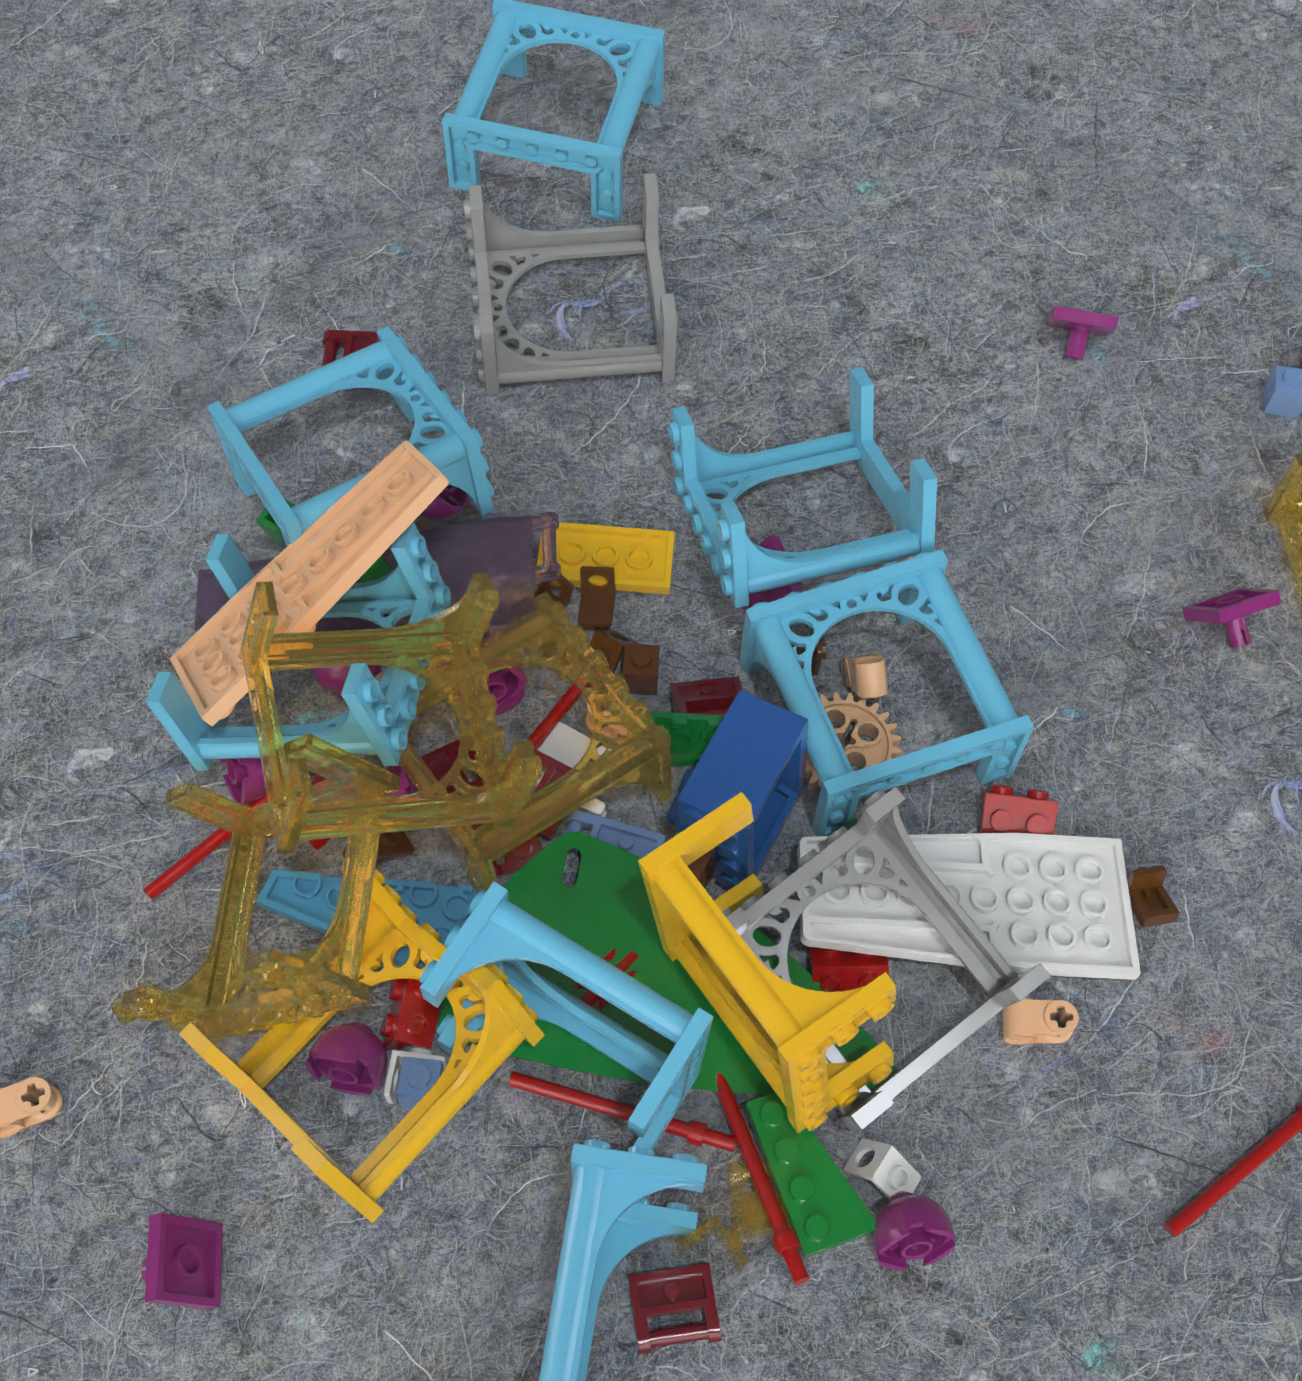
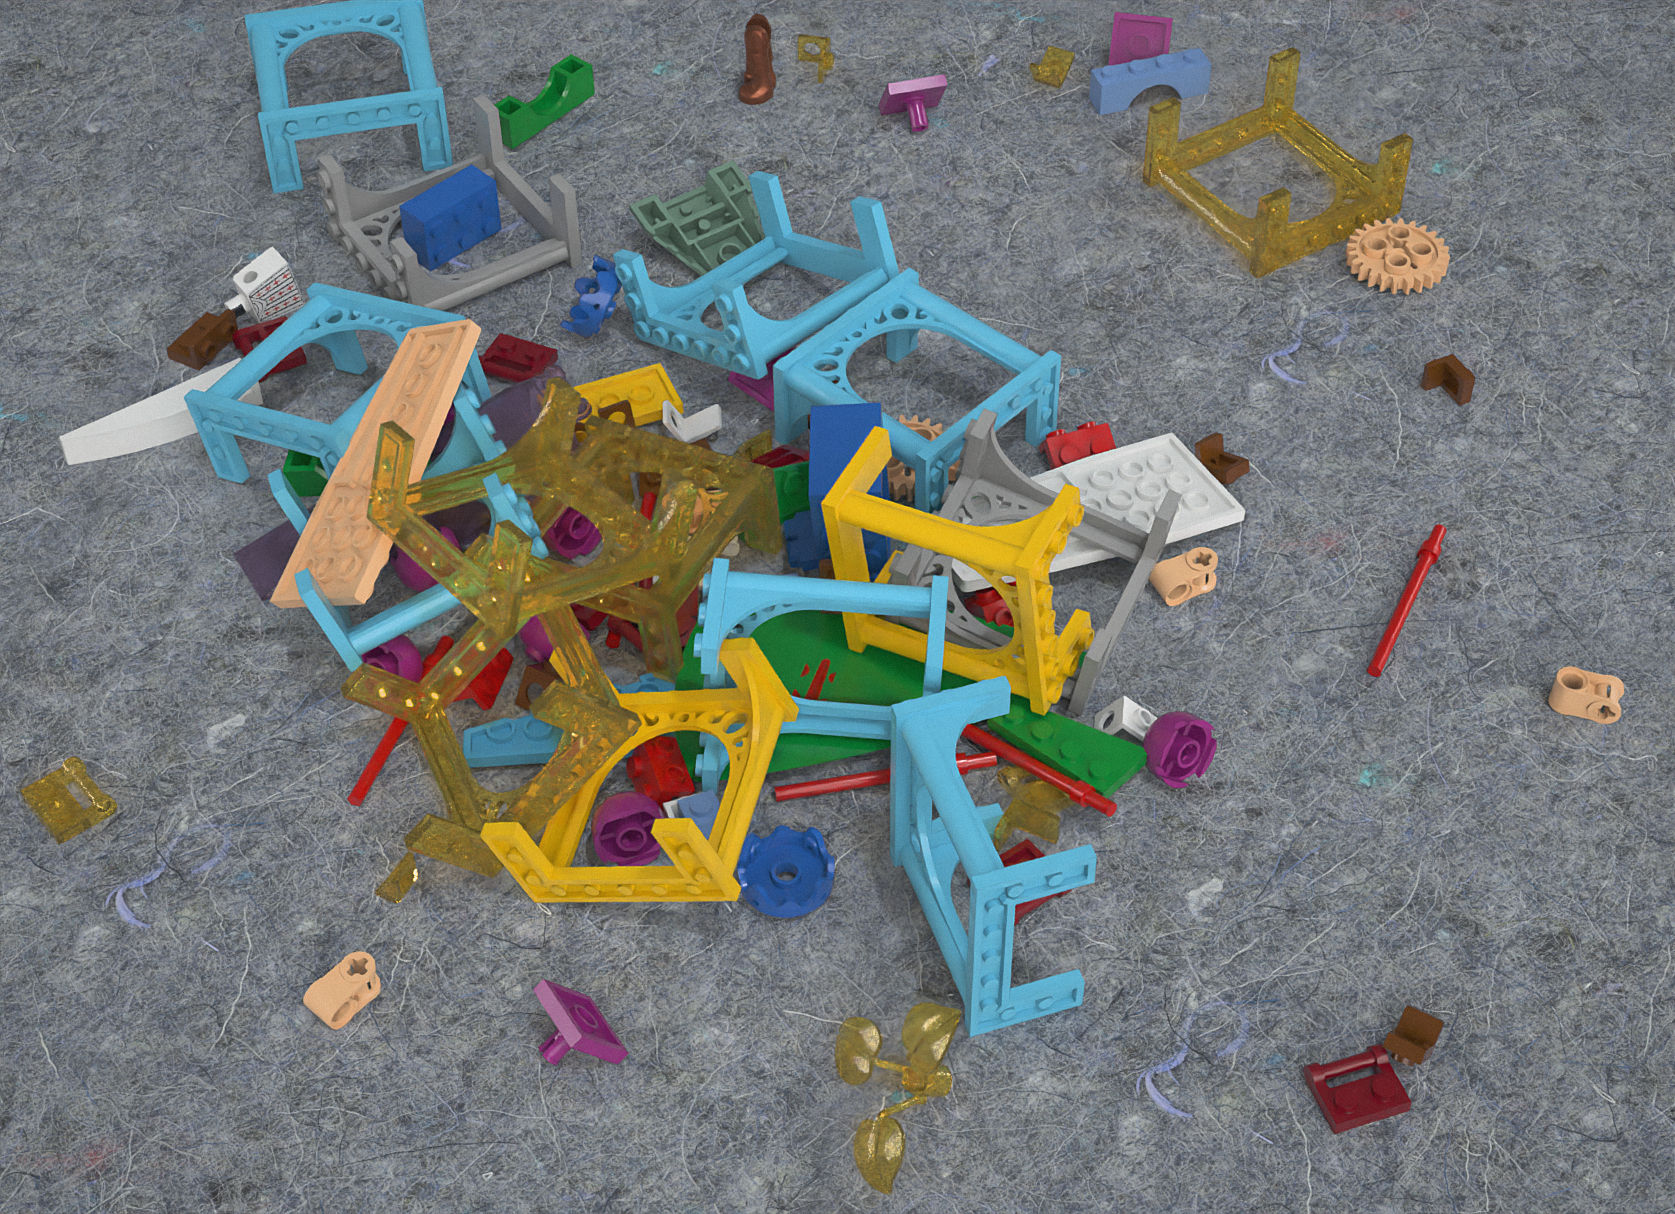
camera: 25 degrees left, 15 degrees down
(190, 396) = (145, 423): none -> white slope
(300, 325) = (203, 339): none -> reddish brown bracket
(373, 297) = (265, 288): none -> white torso
(459, 1153) = (786, 852): none -> blue plate
(558, 462) = (516, 358): none -> dark red plate
(574, 286) = (451, 217): none -> blue brick
(644, 445) = (594, 305): none -> blue plate
(666, 616) = (694, 427): none -> white bracket
(708, 669) = (755, 446): none -> clear yellow slope
(762, 178) = (567, 87): none -> green arch
(800, 389) = (705, 223): none -> sand green wedge
(865, 675) = (894, 395): light nougat piece -> none
(951, 224) = (759, 71): none -> copper piece
(1025, 237) = (824, 59): none -> clear yellow bracket
(1232, 609) = (1163, 248): magenta tile -> none
(1245, 339) = (1053, 67): none -> clear yellow bracket

